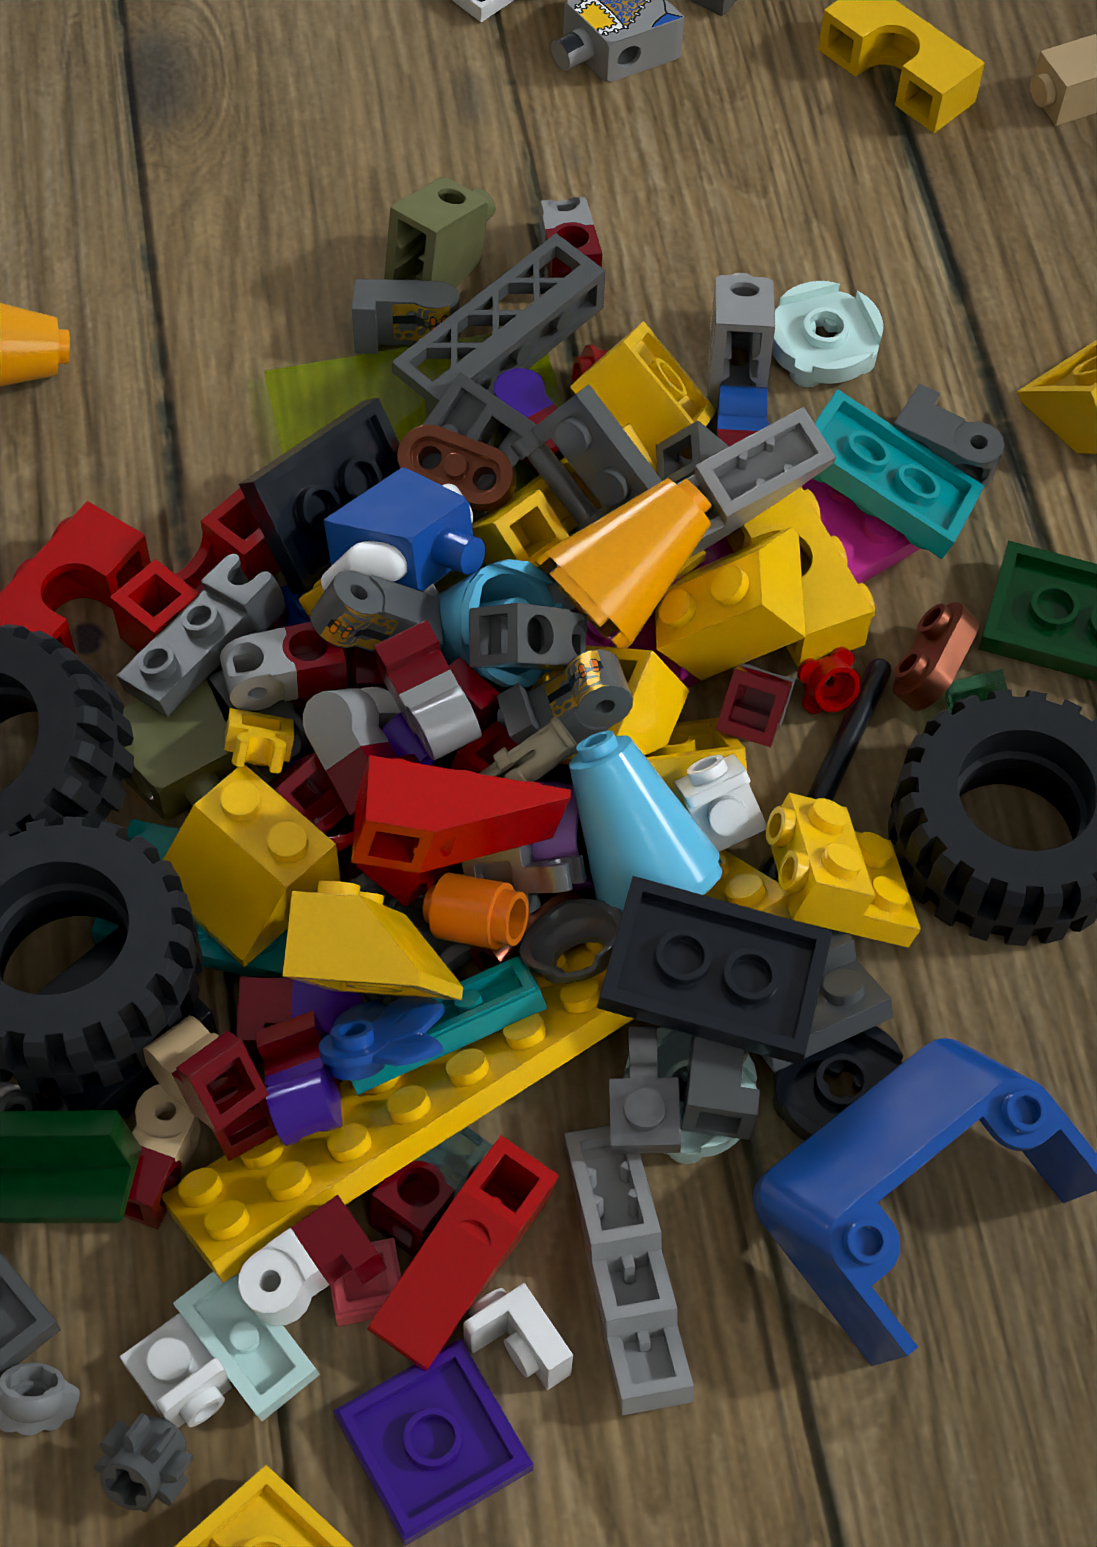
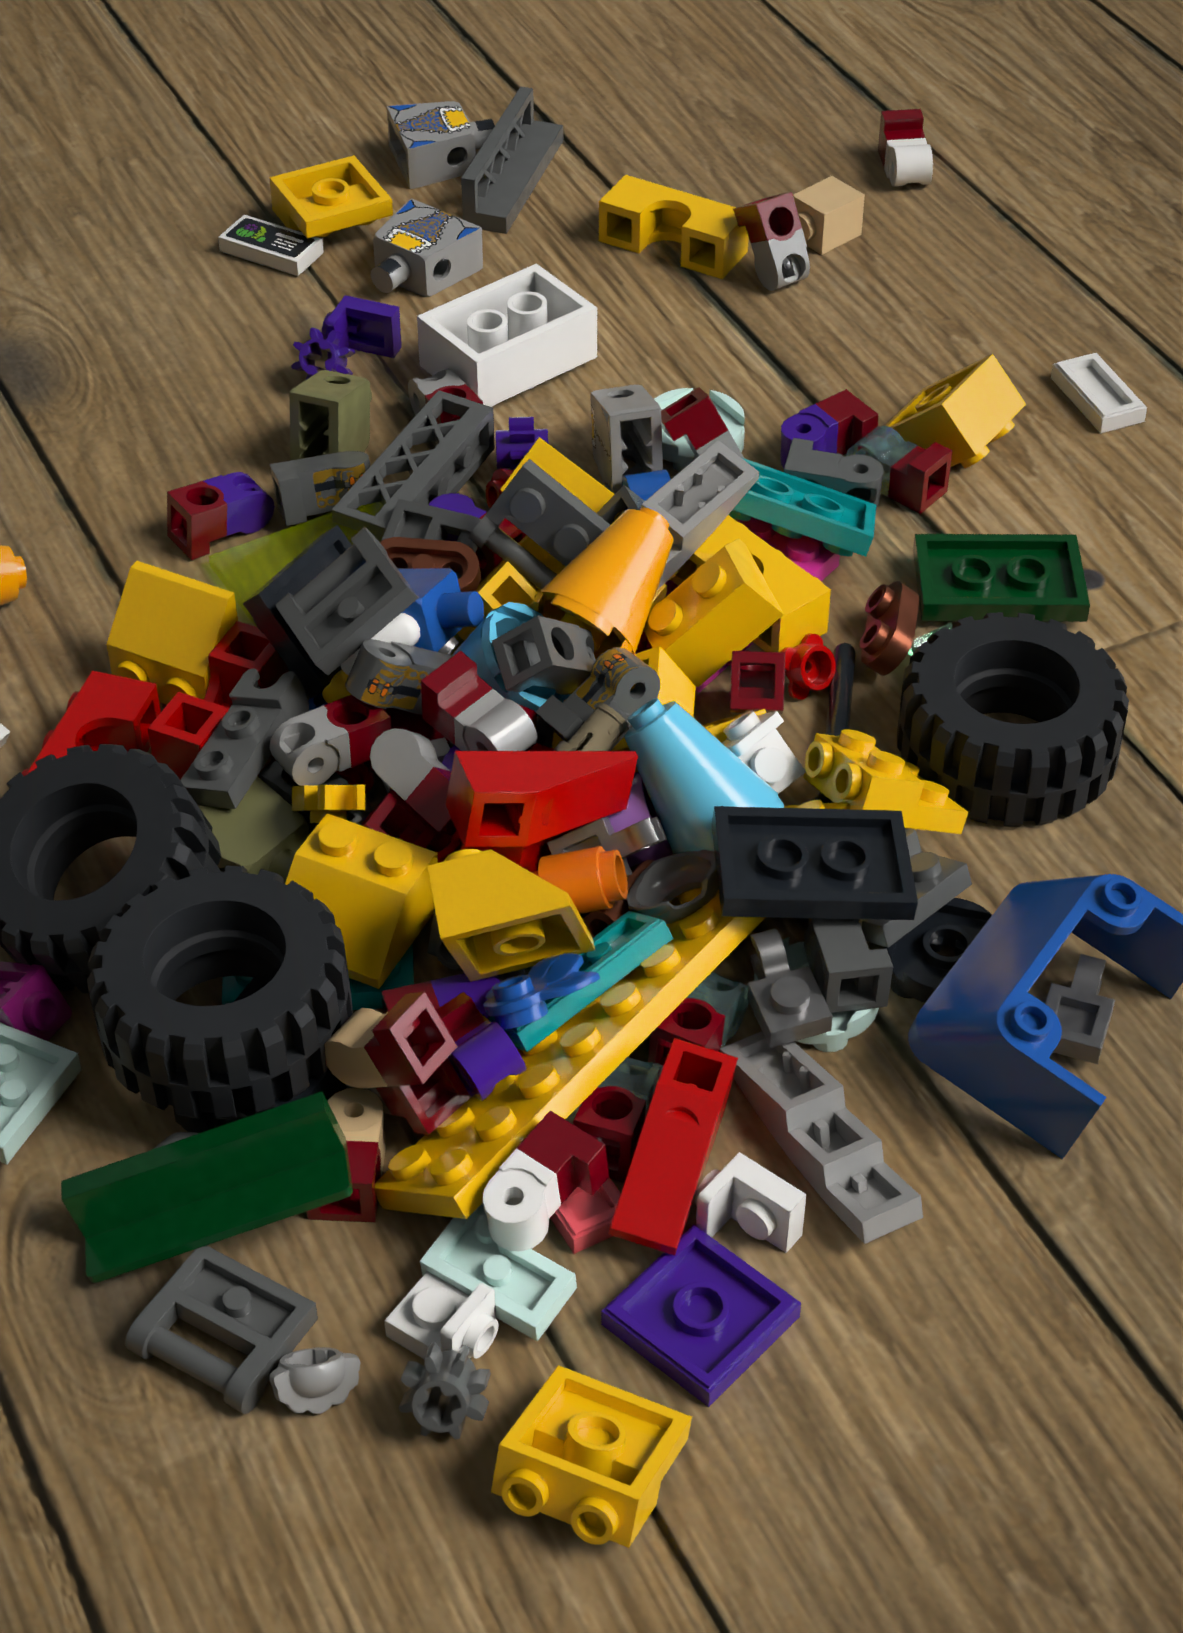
camera: 15 degrees left, 15 degrees down
(173, 477) = (168, 630): none -> yellow slope
(288, 319) = (216, 510): none -> leg
(341, 532) = (347, 602): none -> dark grey plate
(445, 148) = (312, 351): none -> dark purple gear
(517, 112) = (365, 326): none -> dark purple bracket
(552, 1105) = (703, 1018): none -> leg
(625, 311) = (517, 441): none -> dark purple gear
(663, 168) = (509, 334): none -> white brick
(821, 355) = (698, 422): none -> dark red leg
(946, 1206) = (1082, 1011): none -> flat silver plate
(971, 374) = (831, 423): none -> leg
(1000, 105) = (775, 240): none -> leg
(1032, 445) = (911, 473): none -> dark red leg

